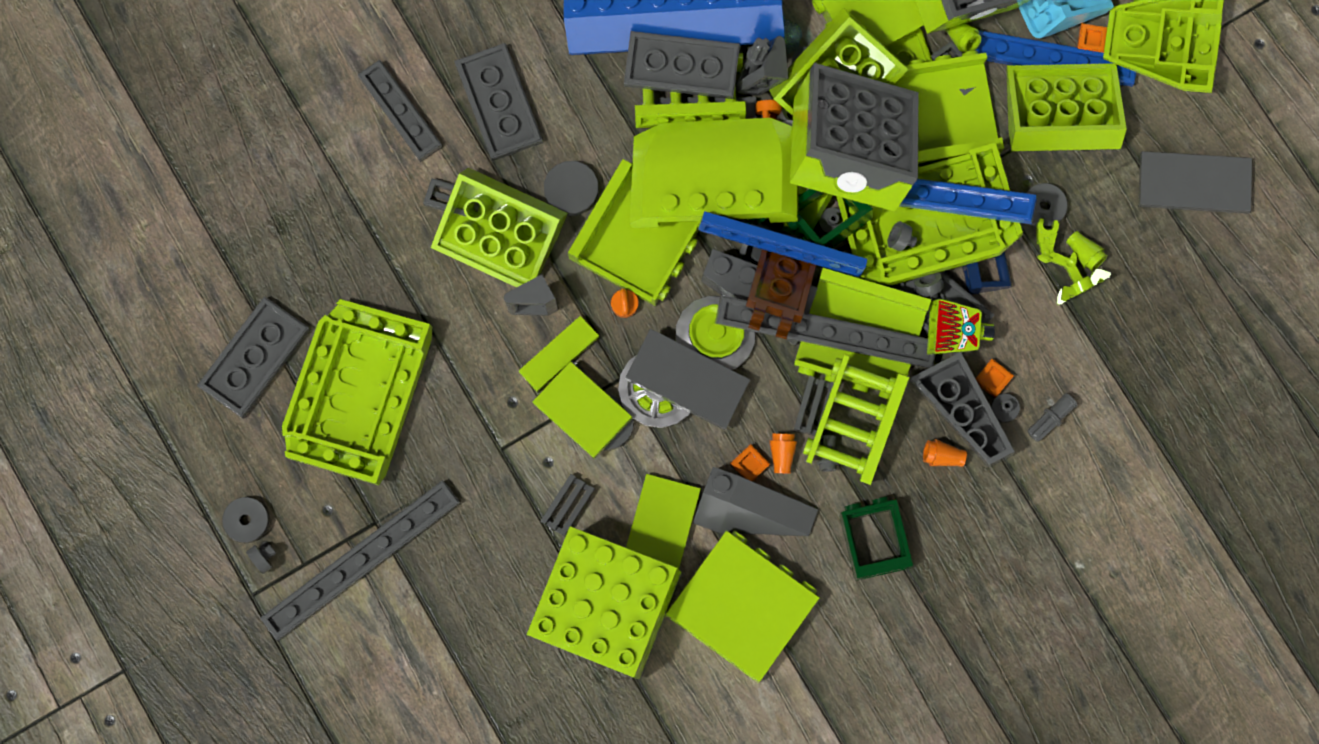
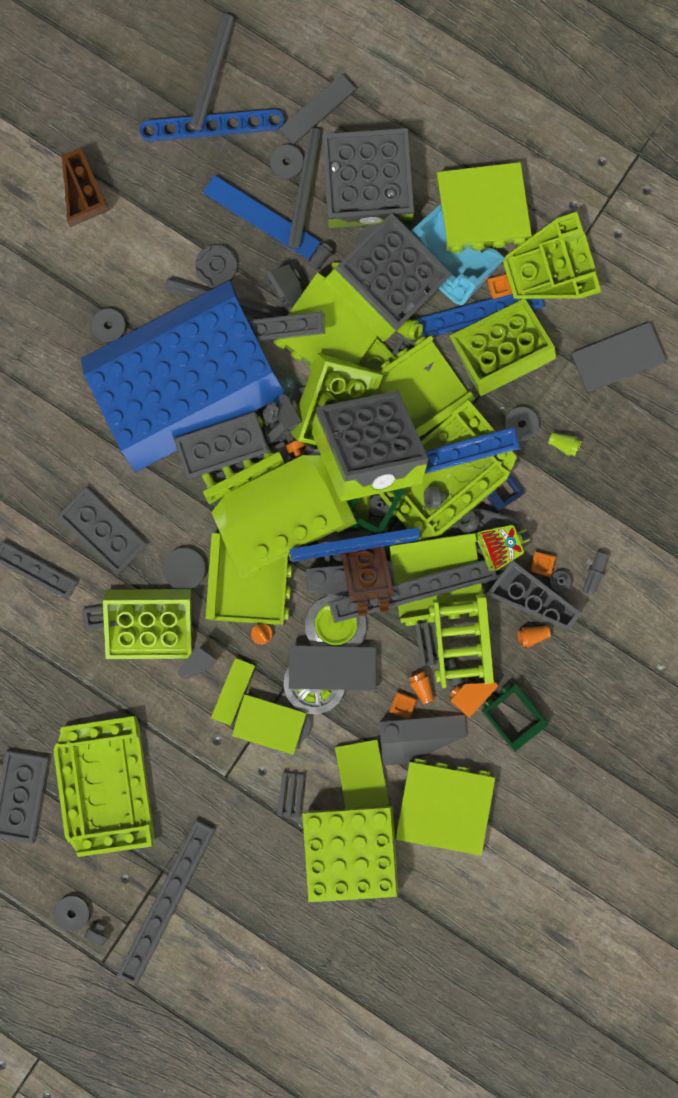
camera: 25 degrees left, 5 degrees up
(836, 490) = (471, 696): none -> orange slope
(1046, 242) = (534, 450): lime piece -> none

